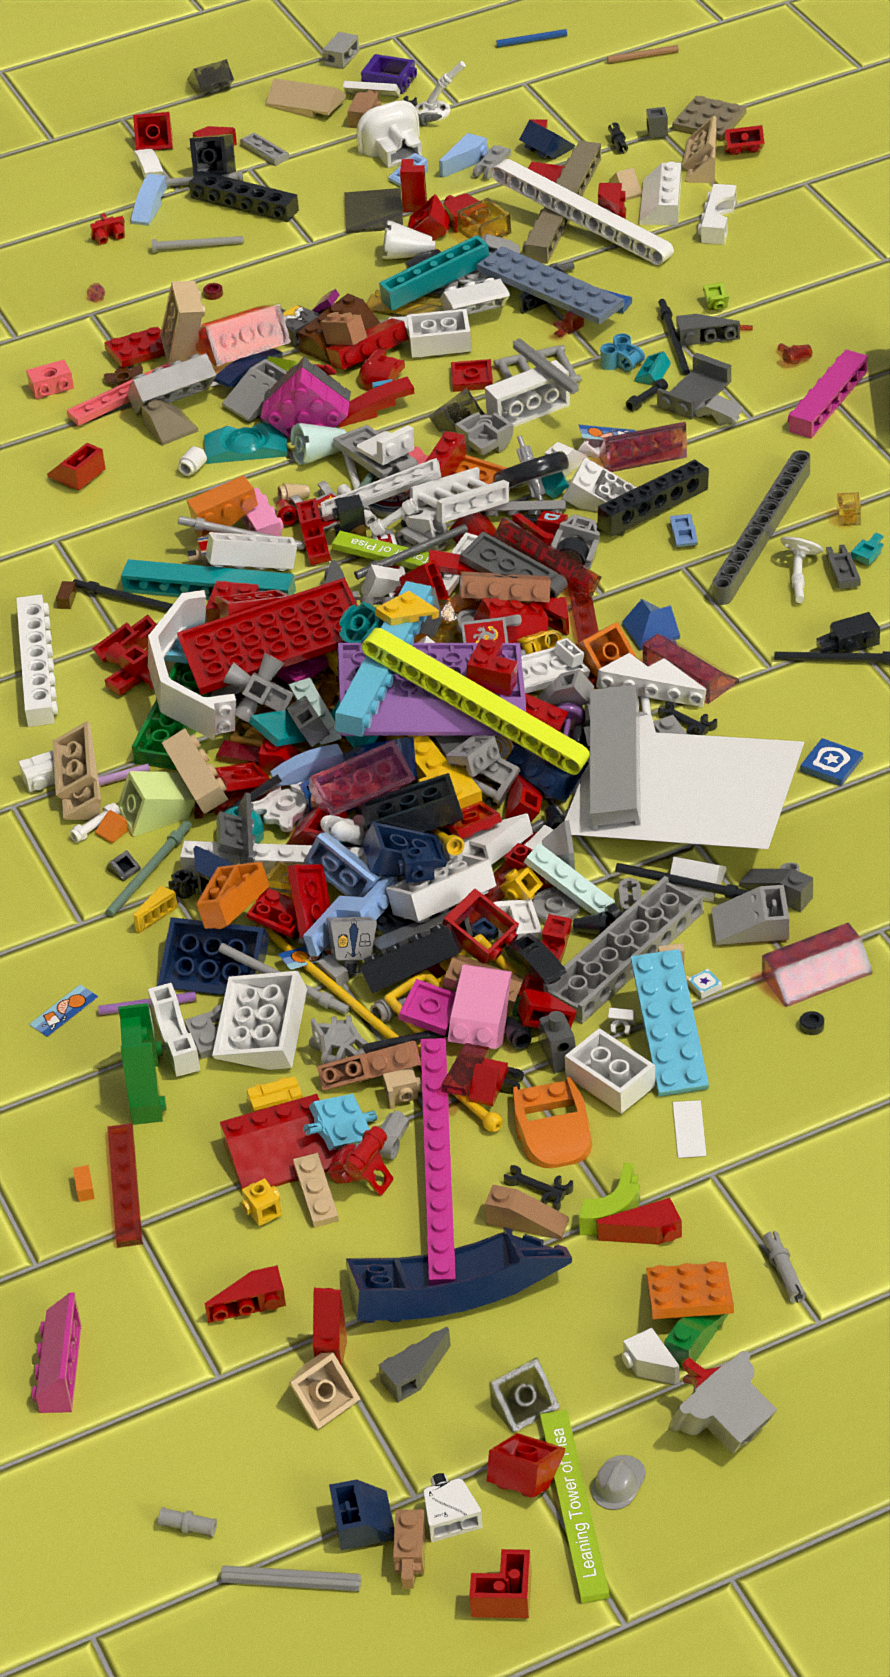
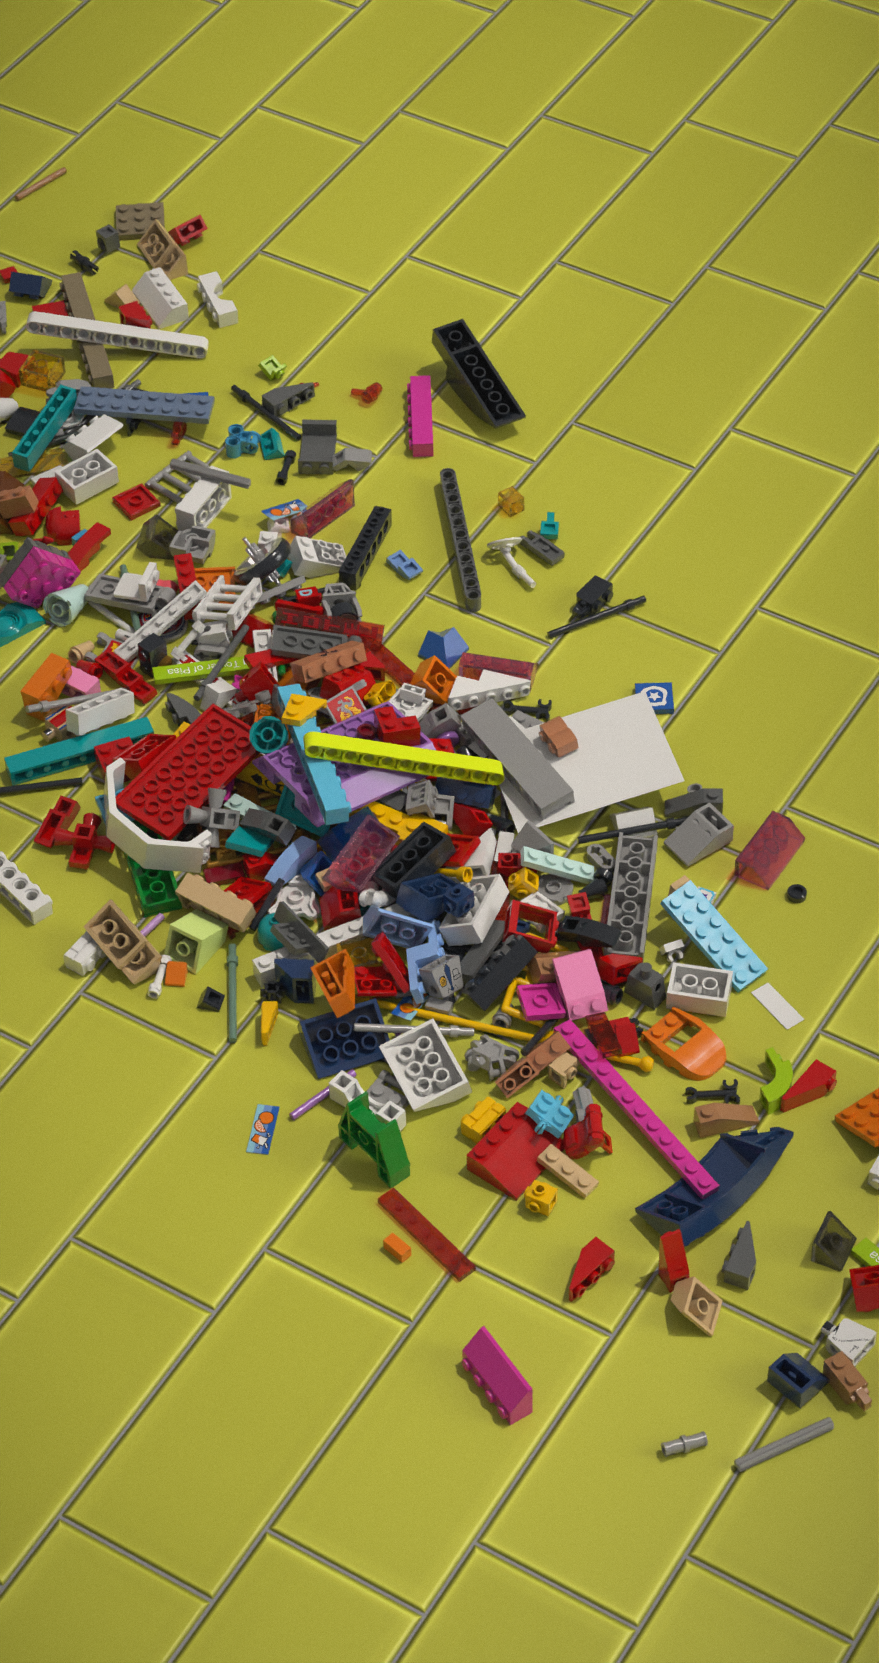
camera: 35 degrees left, 5 degrees up
(460, 661) = (366, 732): none -> dark red tile
(673, 751) = (558, 736): none -> nougat brick

